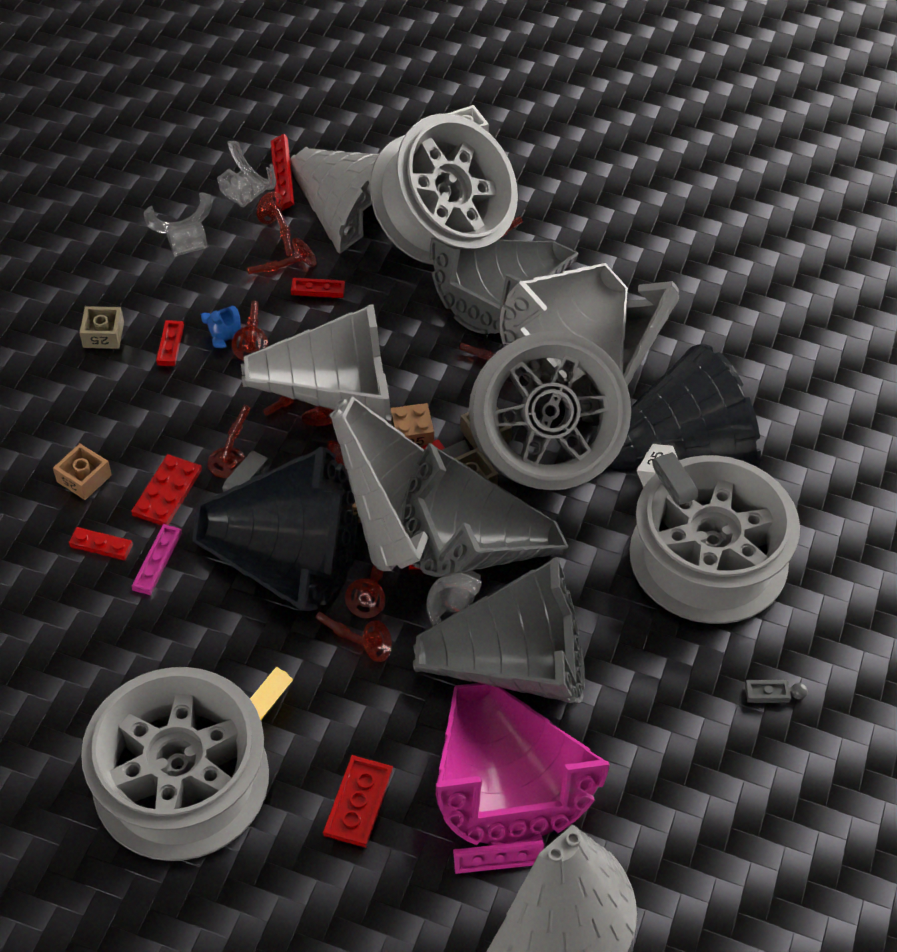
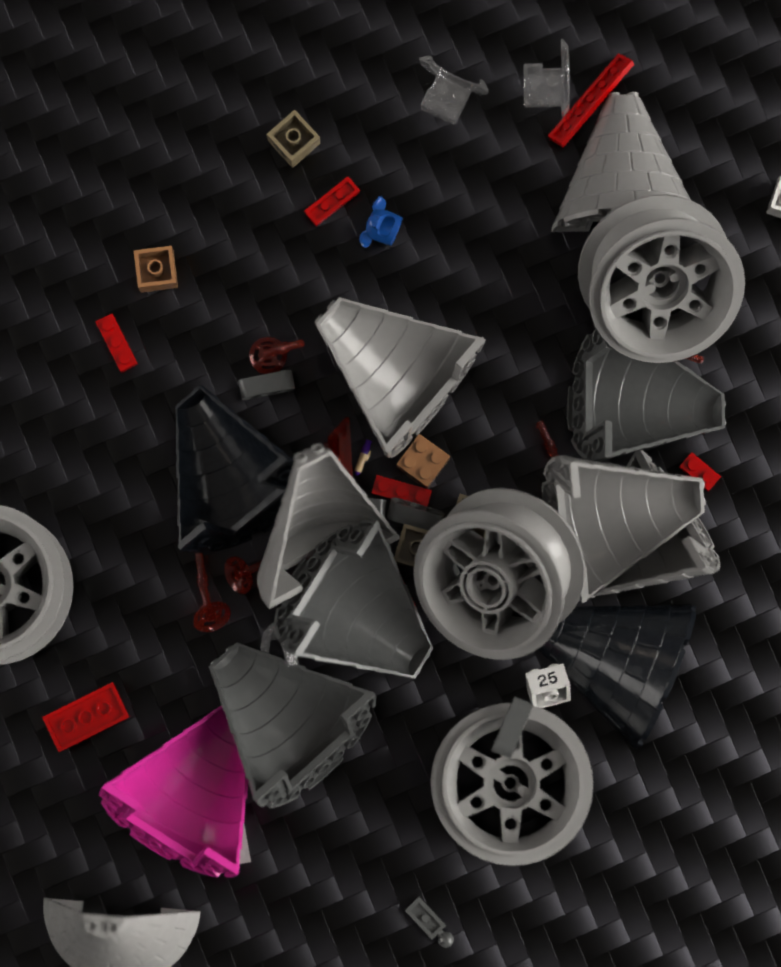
camera: 45 degrees right, 30 degrees up
(156, 559) = (141, 394): dark pink tile -> none
(166, 490) = (202, 340): red plate -> none
(250, 339) = (388, 261): clear red dish -> none
(270, 691) = (95, 586): yellow brick -> none
(273, 210) = (536, 141): clear red dish -> none
(302, 253) = (508, 207): clear red dish -> none
(318, 287) = (494, 255): red plate -> none
(496, 856) = (128, 845): dark pink tile -> none

